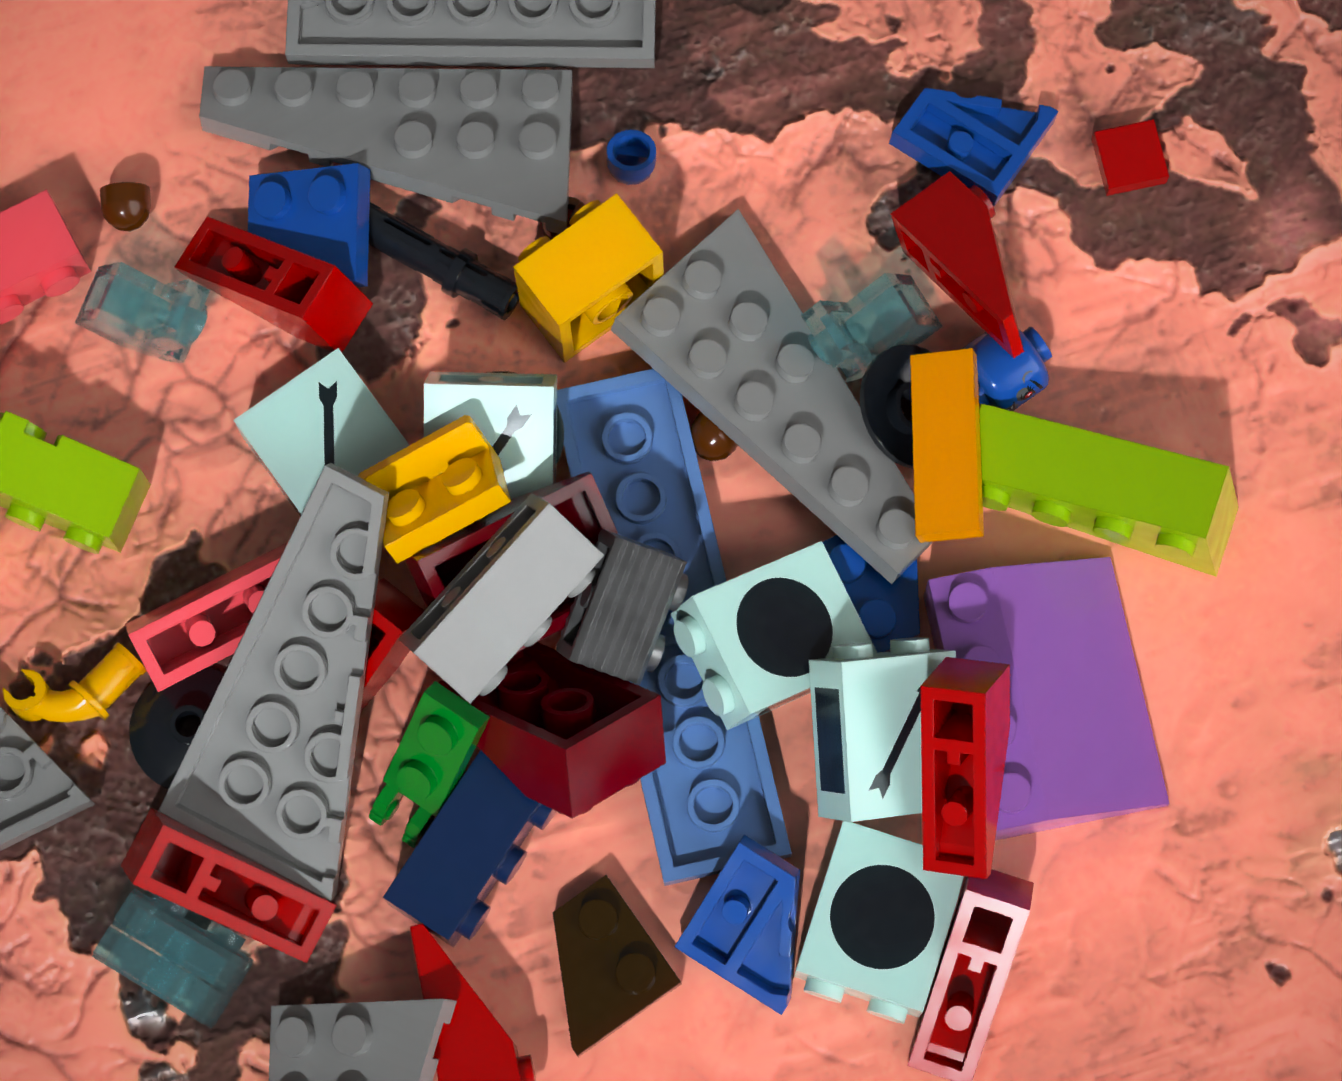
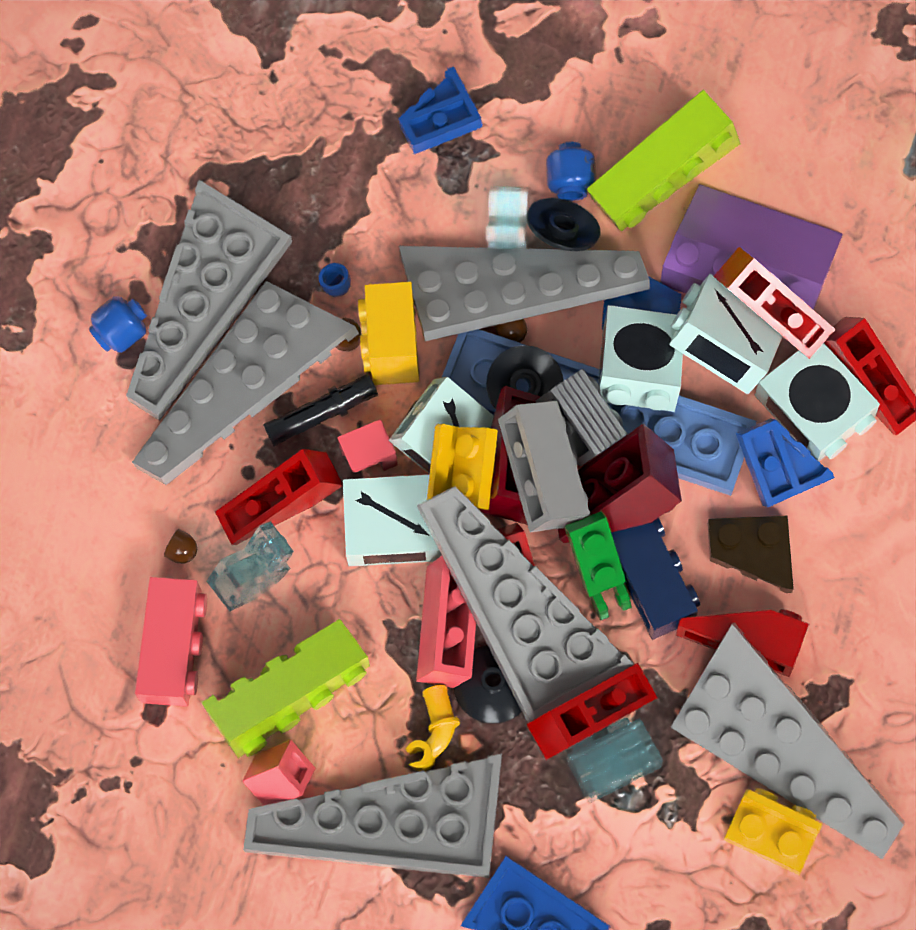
camera: 55 degrees left, 5 degrees down
(316, 214) = (256, 451): blue wing -> none
(409, 350) = (368, 447): none -> coral panel
(656, 477) = (524, 363): none -> black dish
(946, 446) = (598, 216): light orange tile -> none
(954, 243) = (497, 151): red slope -> none
(1130, 157) = (500, 49): red tile -> none

